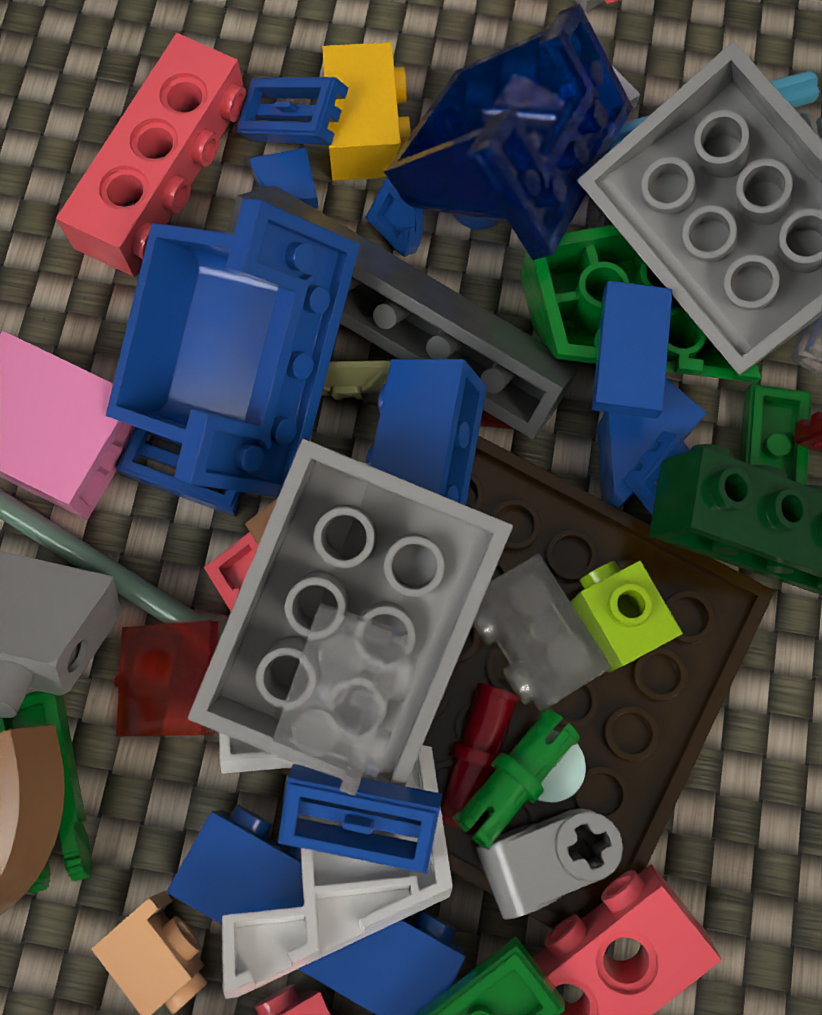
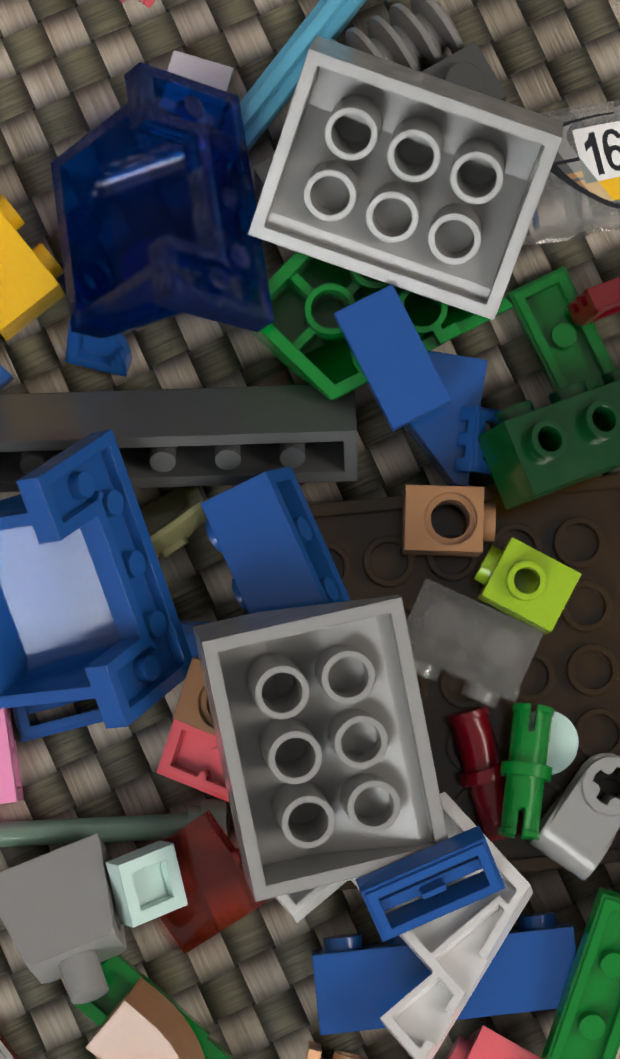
camera: 35 degrees left, 10 degrees up
(120, 647) = (146, 883): none -> light aqua tile
(341, 696) = (361, 806): clear bracket -> none
(586, 487) = (417, 530): none -> medium nougat brick

